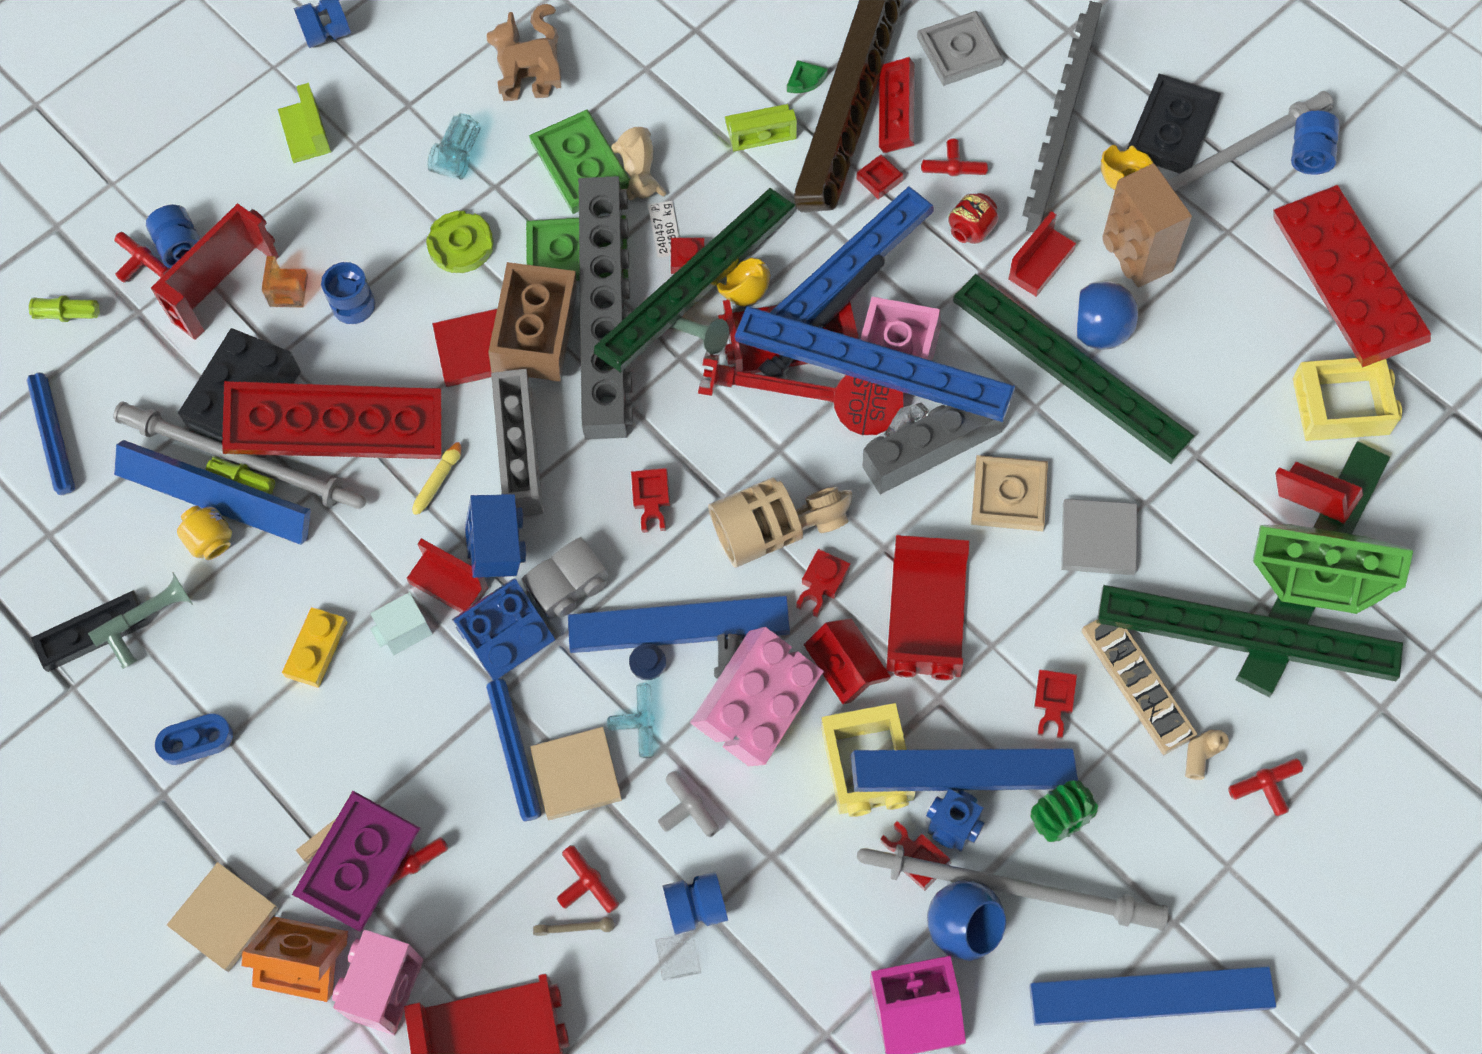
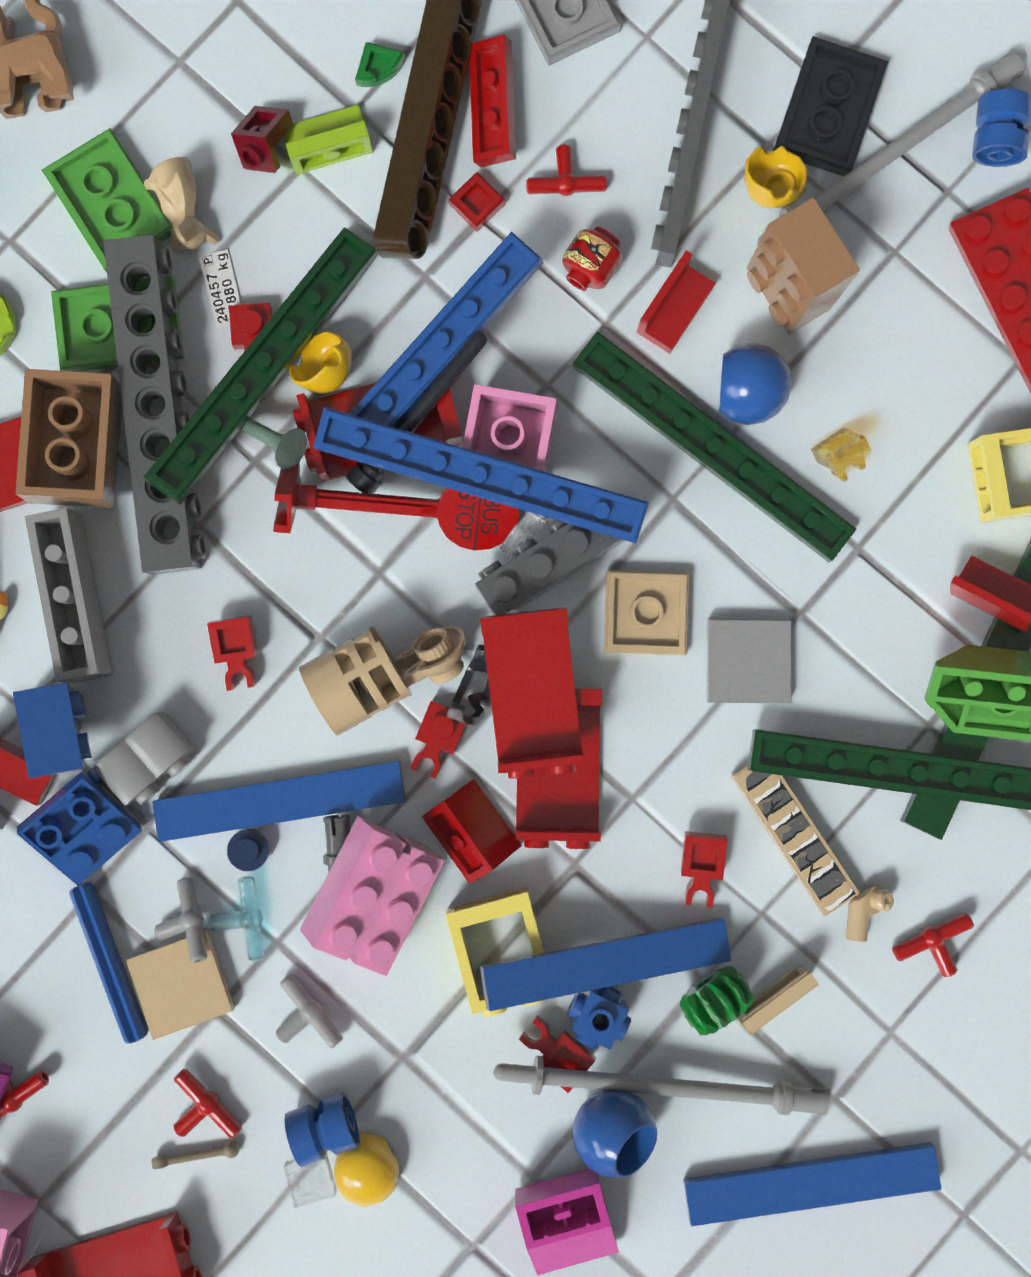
camera: 10 degrees left, 20 degrees up
(590, 716) = (189, 922): none -> light grey piece
(705, 120) = (258, 136): none -> dark red bracket
(731, 951) = (367, 1172): none -> yellow hair
(863, 522) = (456, 710): none -> black helmet
(908, 531) = (532, 692): none -> red panel
(1119, 819) = (777, 998): none -> tan tile
(1181, 372) = (842, 450): none -> clear yellow tile

